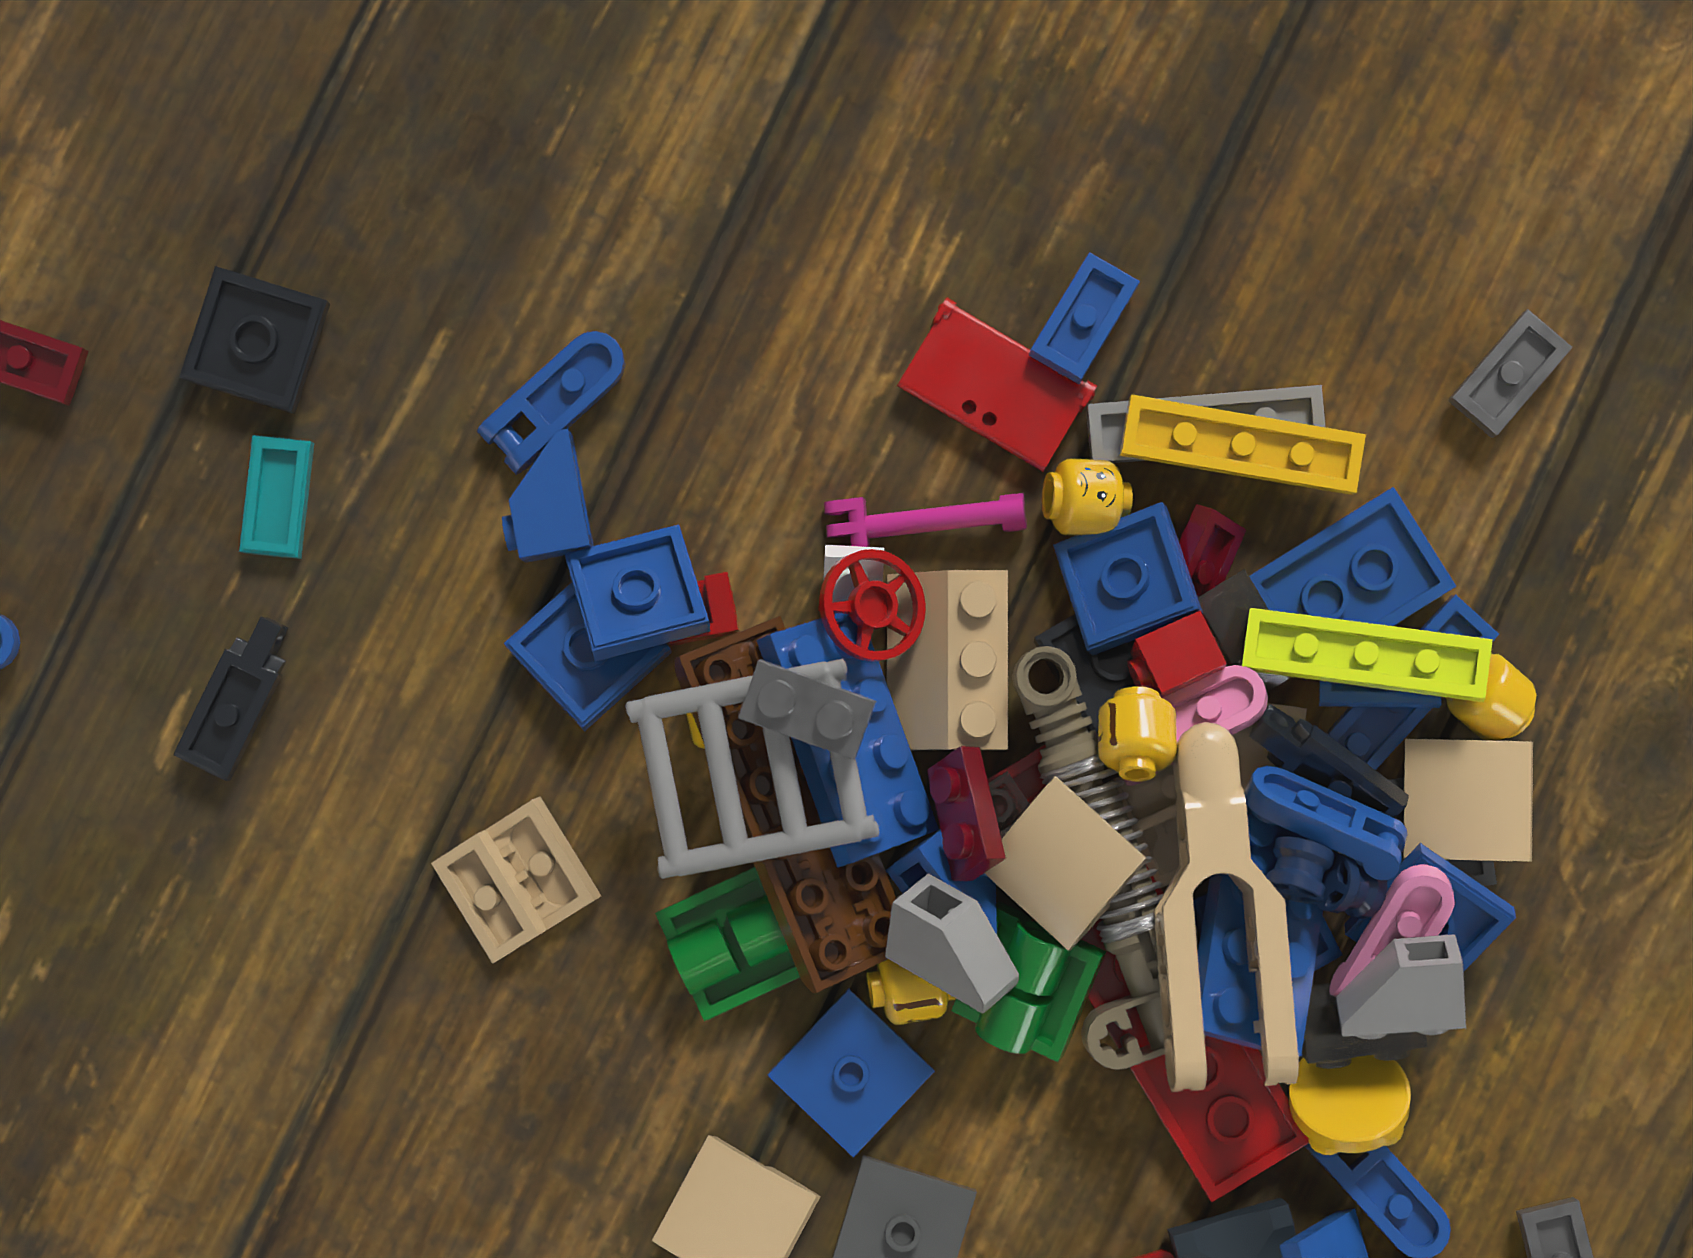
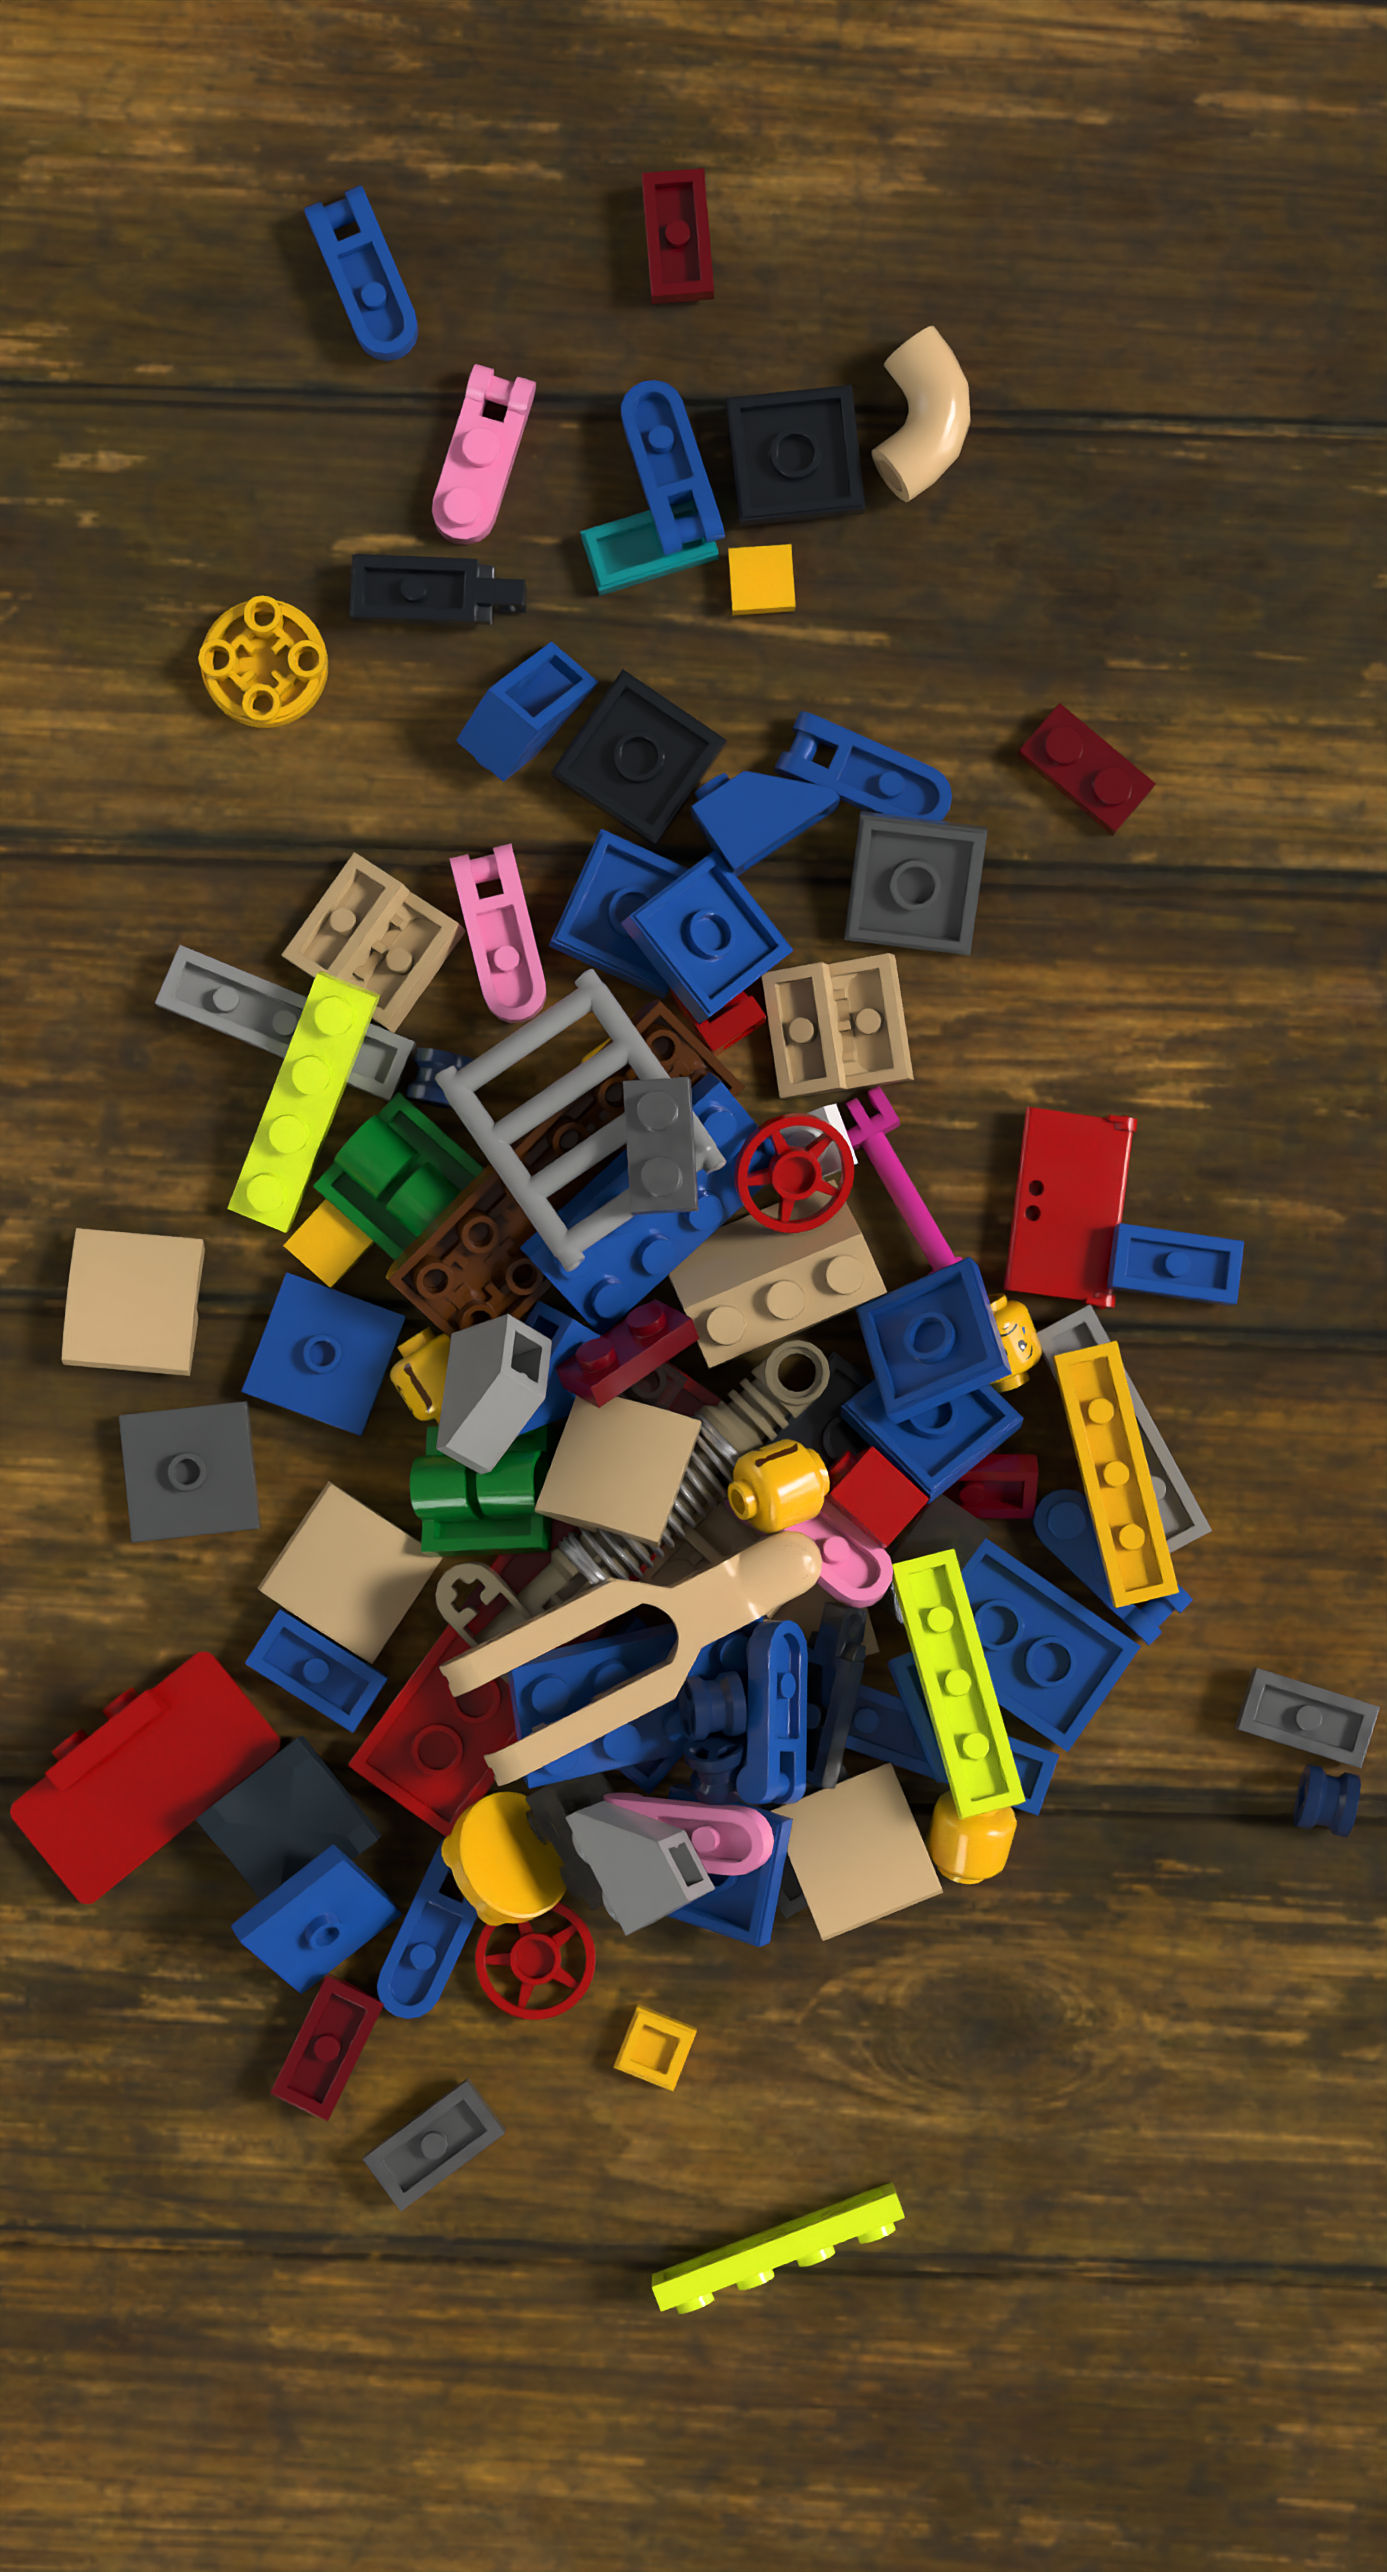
camera: 70 degrees right, 0 degrees up
(136, 608) = (480, 457): none -> bright pink plate
(216, 450) = (669, 465): none -> blue plate
(233, 870) = (264, 663): none -> yellow tile
(277, 207) = (936, 415): none -> tan cylinder
(348, 414) = (761, 579): none -> yellow tile
(374, 664) = (525, 710): none -> blue slope
(456, 585) = (639, 758): none -> black plate
(553, 985) = (268, 1017): none -> light grey plate
(558, 767) = (501, 936): none -> bright pink plate
(628, 998) = (303, 1101): none -> neon yellow plate
(631, 211) = (1086, 769): none -> dark red plate
(646, 875) = (430, 1063): none -> dark blue wheel
(666, 396) = (915, 883): none -> dark grey plate
(758, 515) = (837, 1026): none -> tan slope
(758, 1028) = (329, 1243): none -> yellow tile
(1047, 1131) = (349, 1573): none -> tan slope
(1066, 549) = (933, 1340): none -> blue plate
(1118, 1193) = (317, 1670): none -> blue plate
(1270, 505) = (1067, 1531): none -> blue plate
(1443, 1111) = (536, 1961): none -> red wheel
(1556, 1041) = (655, 2047): none -> yellow tile
(1587, 387) = (1327, 1800): none -> dark blue wheel

